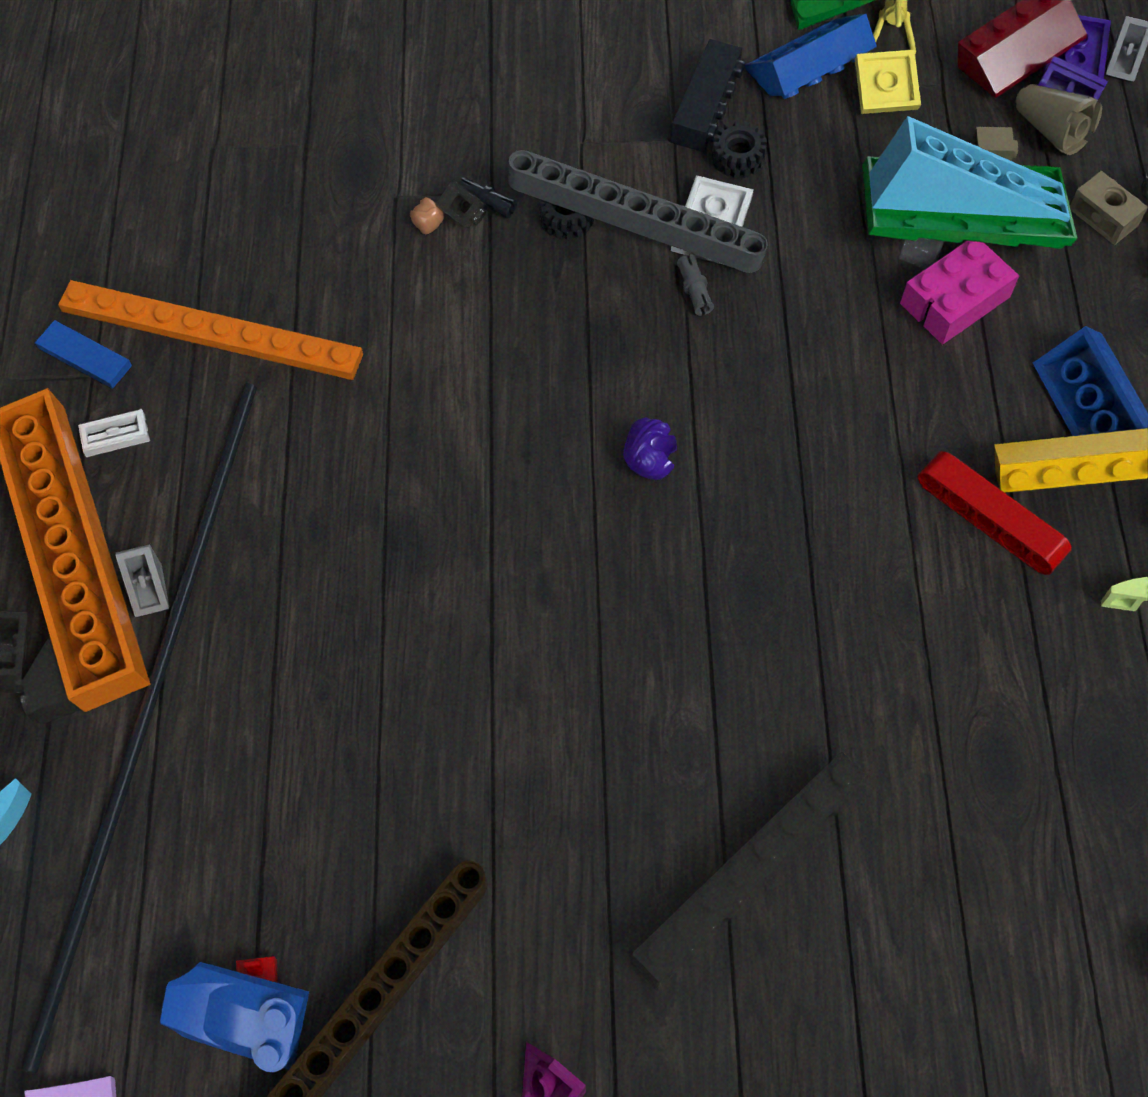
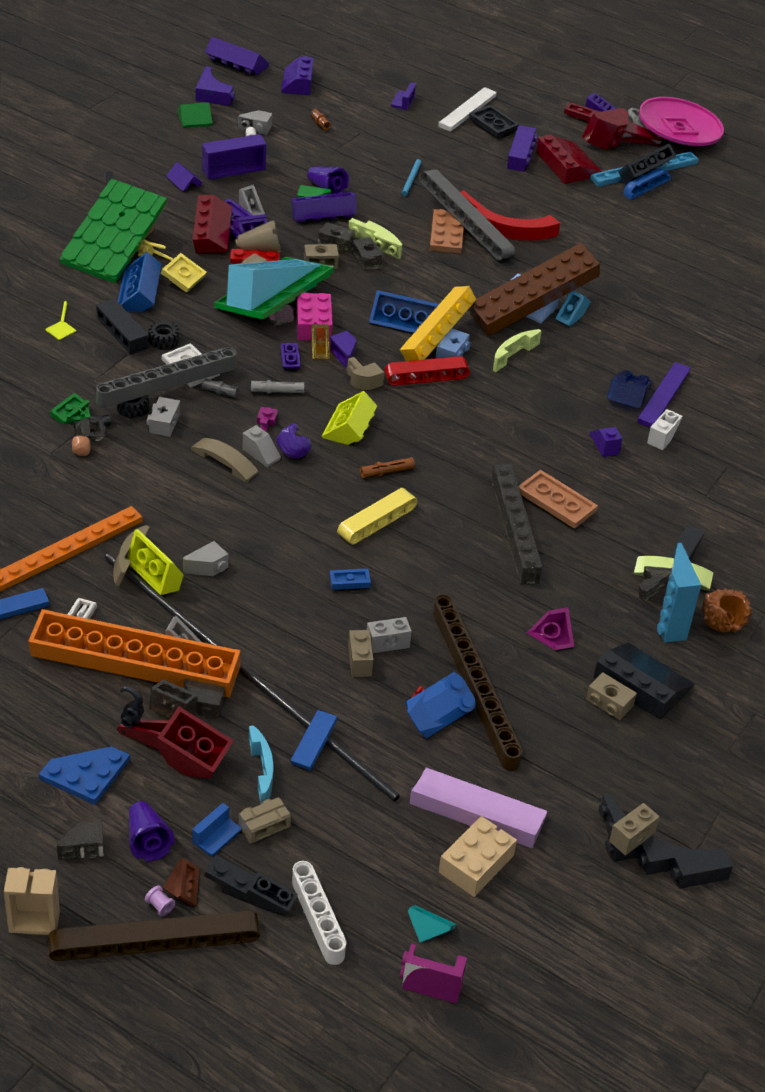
camera: 60 degrees left, 20 degrees down
(62, 880) = (314, 740): none -> blue tile
(255, 452) = (153, 565): none -> neon yellow slope
(279, 827) = (360, 653): none -> dark tan brick
(295, 397) = (121, 564): none -> dark tan slope
(324, 505) = (206, 560): none -> light grey slope
(346, 842) = (389, 634): none -> light grey brick
(433, 710) = (350, 579): none -> blue plate
(489, 158) = (71, 410): none -> green slope
(555, 390) = (240, 465): none -> dark tan slope
(569, 263) = (164, 416): none -> light grey brick
(599, 658) = (377, 516): none -> light yellow beam
(612, 413) = (260, 446): none -> light grey slope
(647, 41) = (61, 329): none -> neon yellow piece
(686, 580) = (387, 467): none -> dark orange pin
(688, 378) = (266, 417): none -> magenta plate
(754, 339) = (282, 387): none -> light grey pin
(778, 486) = (350, 419): none -> neon yellow slope
(848, 320) = (290, 355): none -> dark purple slope
(871, 897) = (557, 499): none -> nougat plate
(894, 442) = (364, 377): none -> dark tan brick
(909, 335) = (320, 341): none -> clear yellow slope
(932, 372) = (343, 347): none -> dark purple slope
(1032, 144) = (240, 255): none -> red plate
(1086, 510) = (453, 344): none -> medium blue brick
(1090, 885) = (607, 441): none -> dark purple slope

